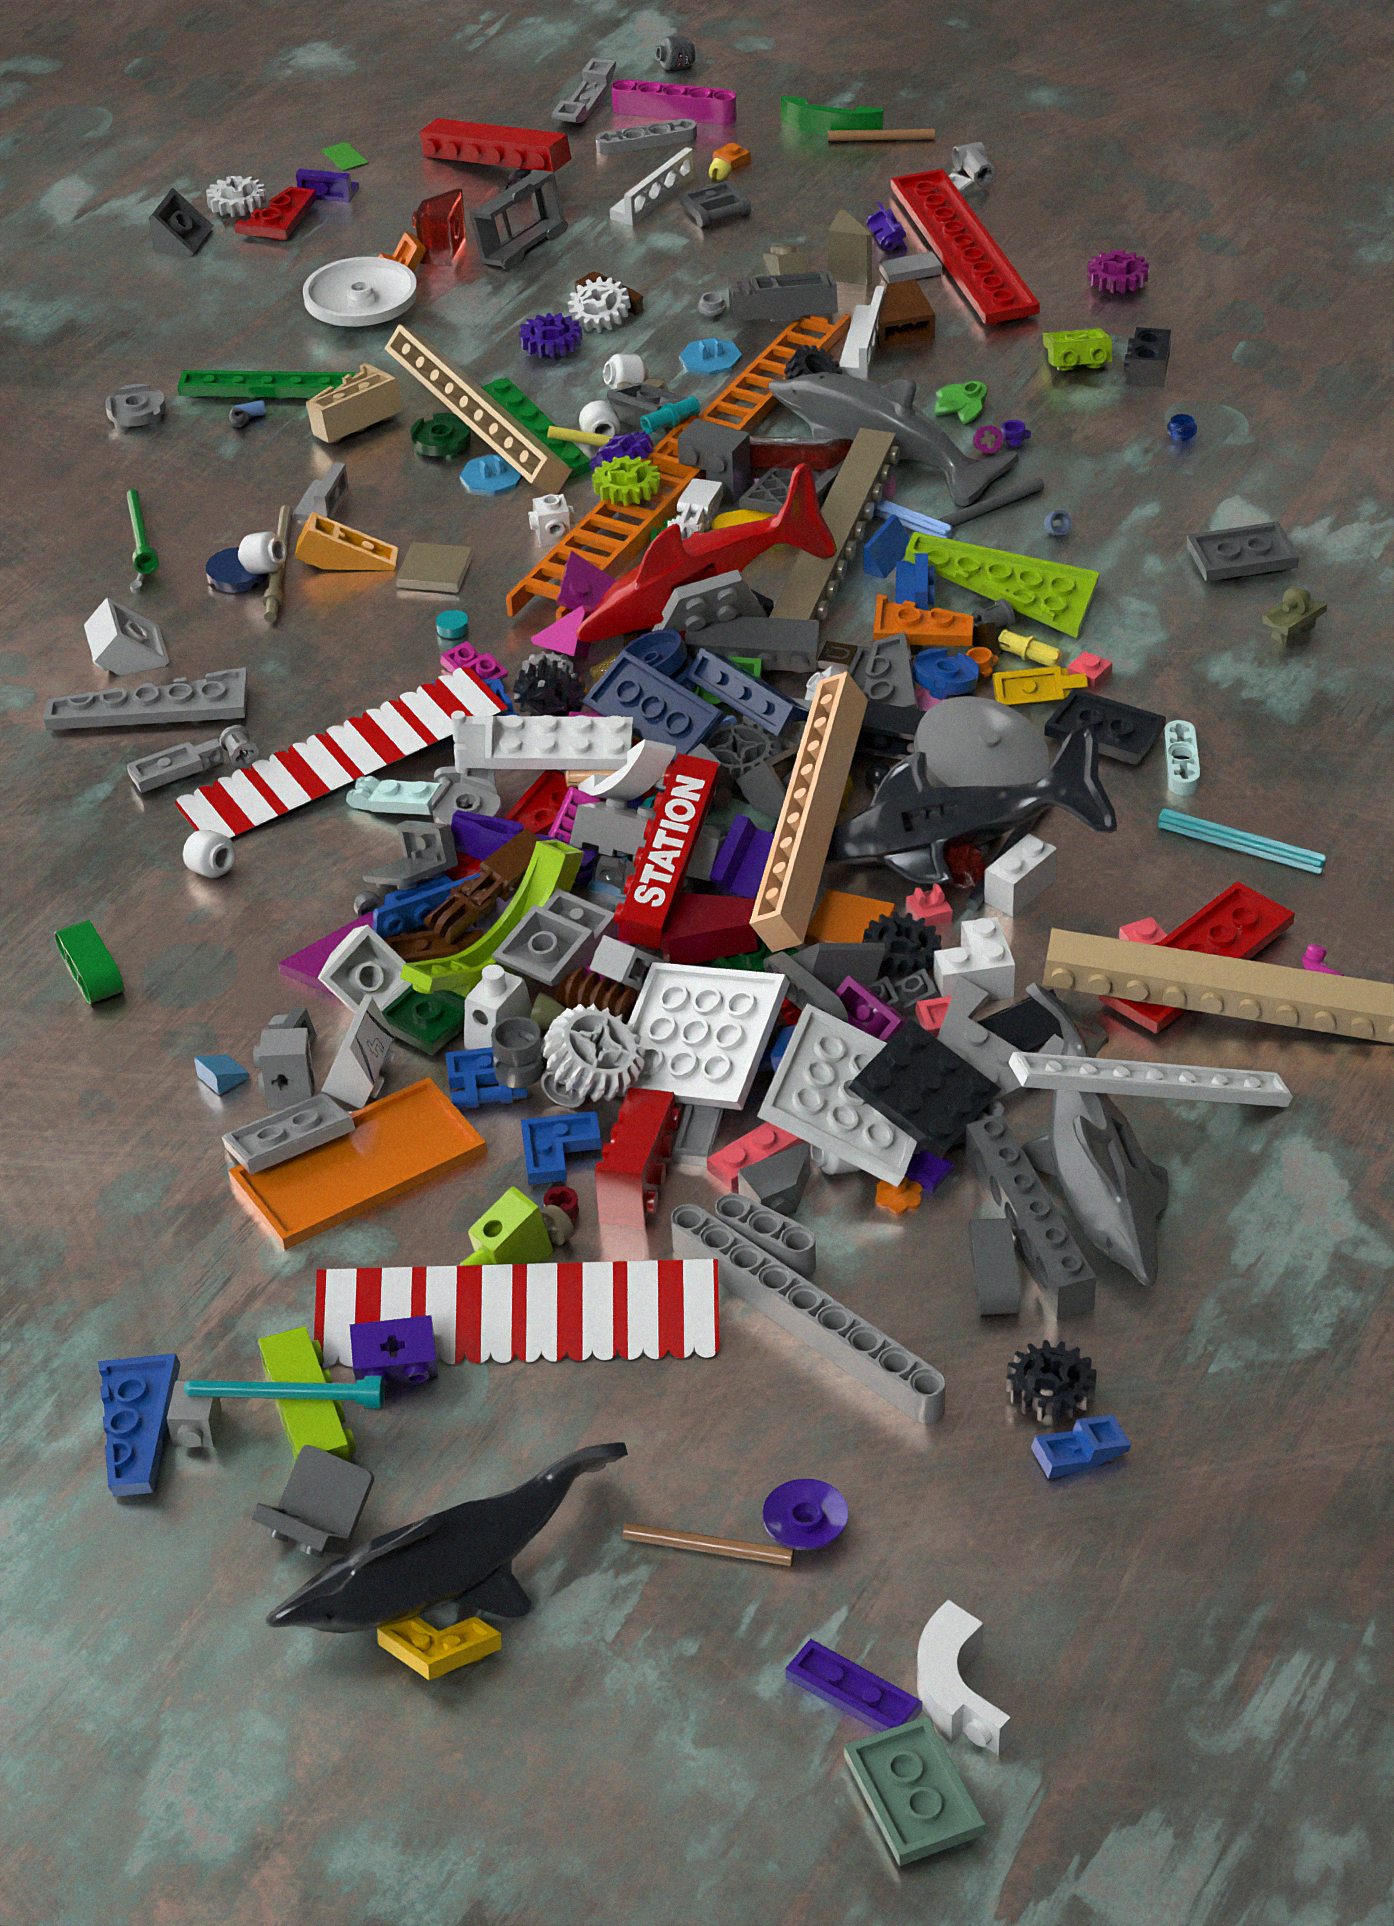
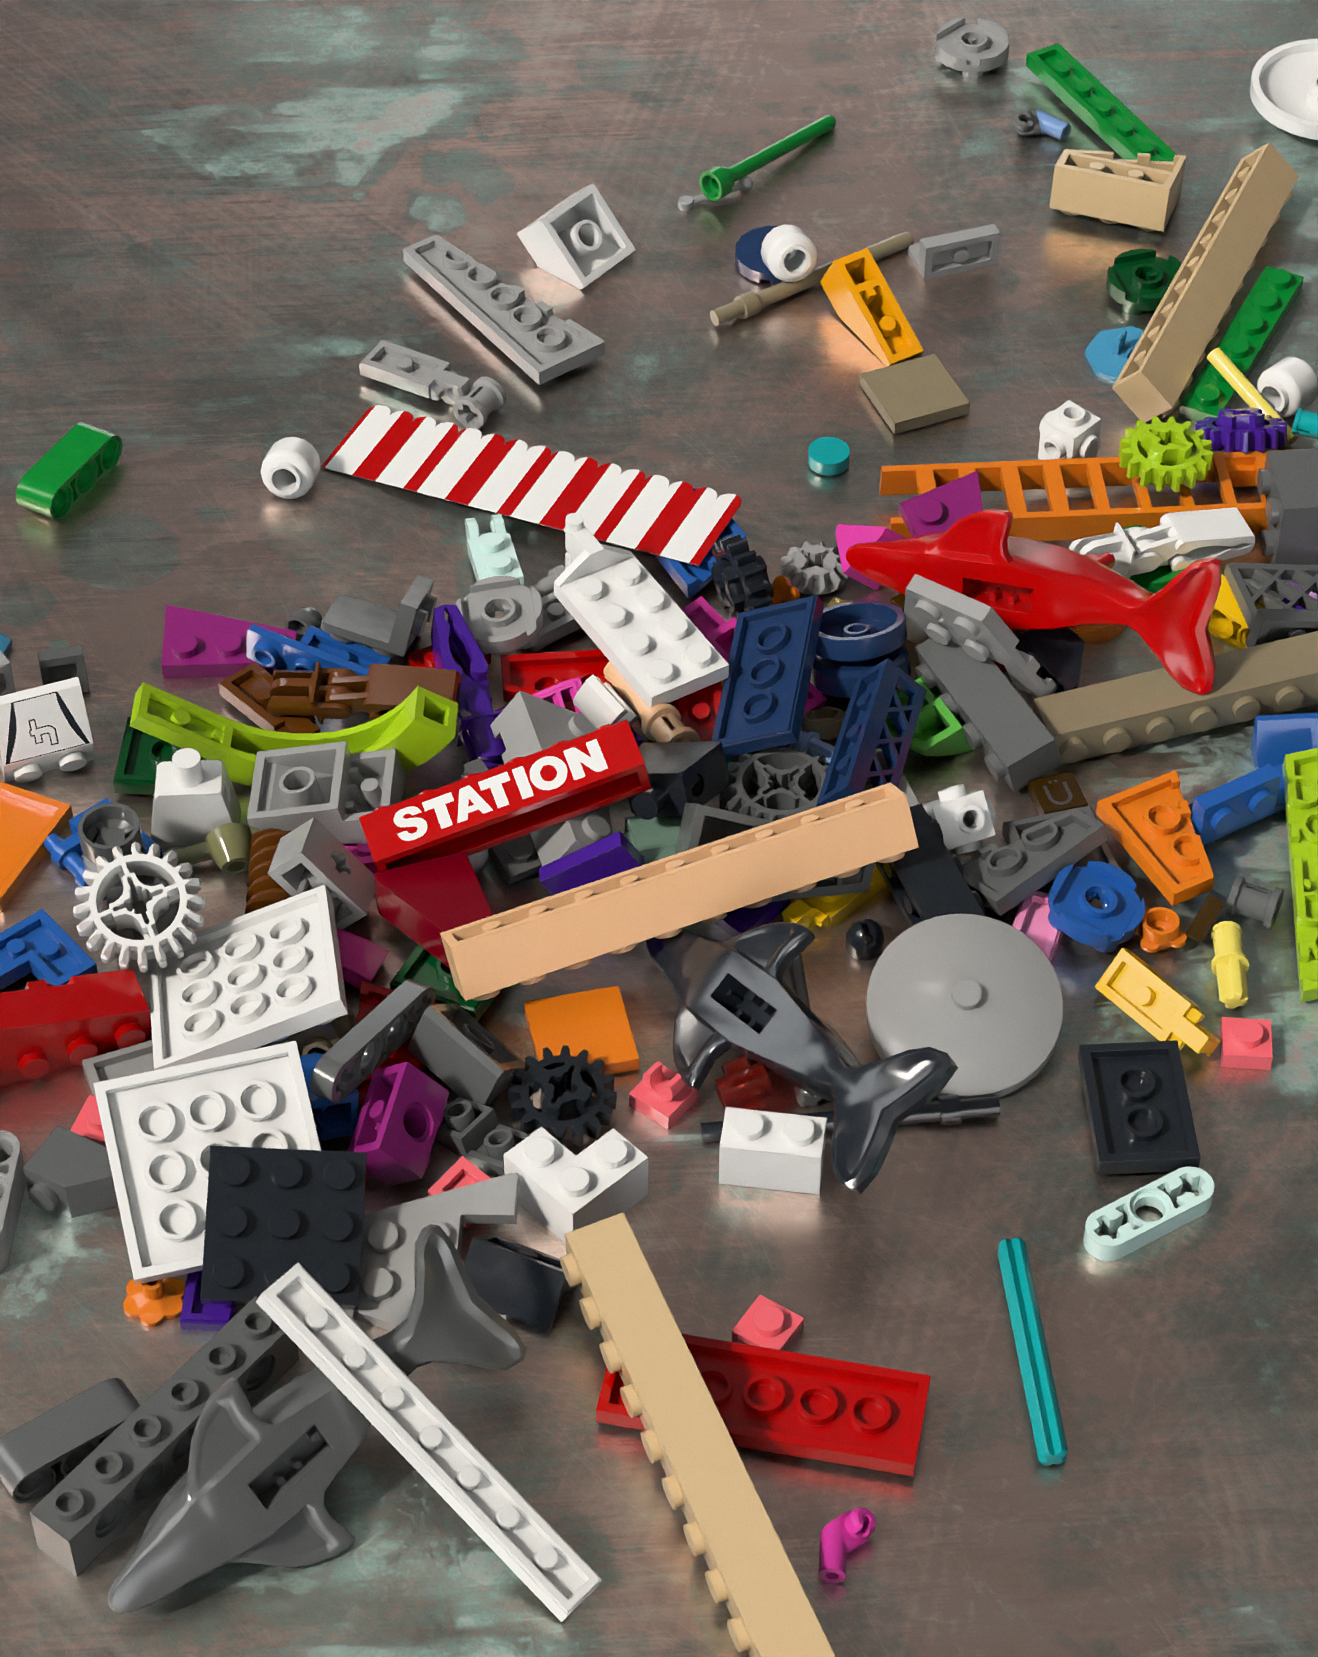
camera: 55 degrees right, 5 degrees up
(364, 966) = (177, 661): white slope -> none
(467, 656) = (769, 507): dark pink slope -> none

